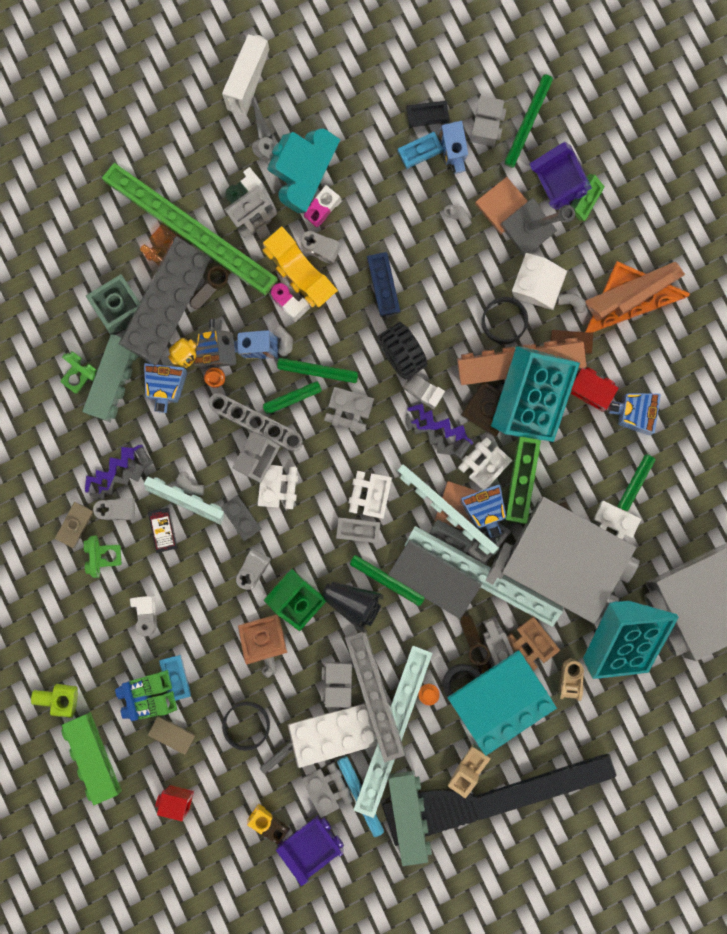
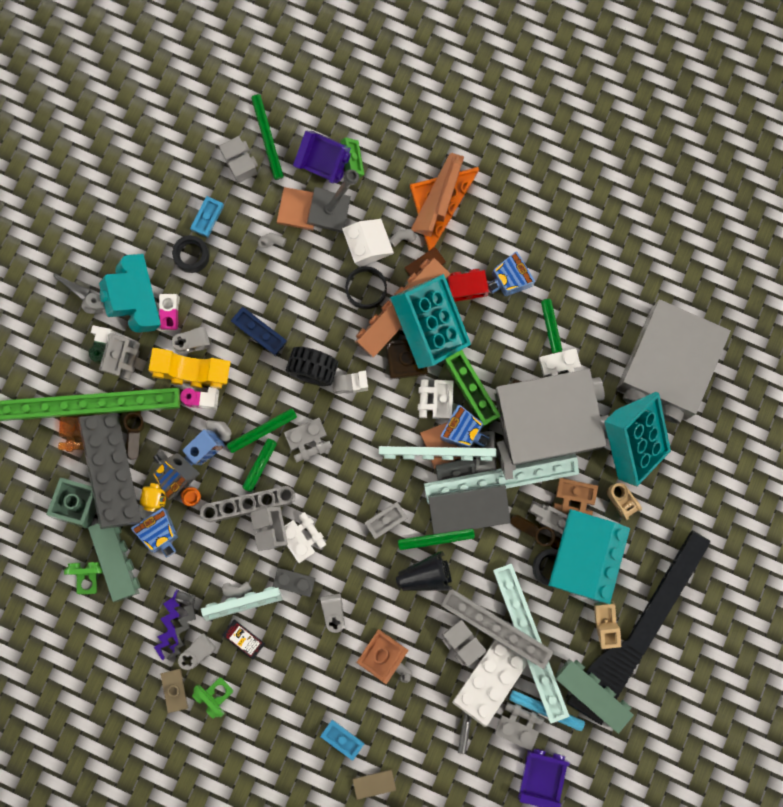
camera: 45 degrees left, 5 degrees down
(140, 699) = (330, 778): hips -> none
(146, 614) = (286, 715): leg -> none
(230, 741) = (437, 745): black tyre -> none
(245, 74) = (35, 262): white slope -> none
(267, 824) = (498, 789): leg -> none
(295, 600) = (382, 608): green slope -> none
(376, 496) = (378, 484): white plate -> none
(380, 156) = (186, 240): none -> black tyre
(427, 114) = (191, 187): black tile -> none
(429, 694) = (533, 595): orange plate -> none
(431, 426) = (376, 403): piece -> none
(453, 137) = (223, 189): medium blue torso -> none

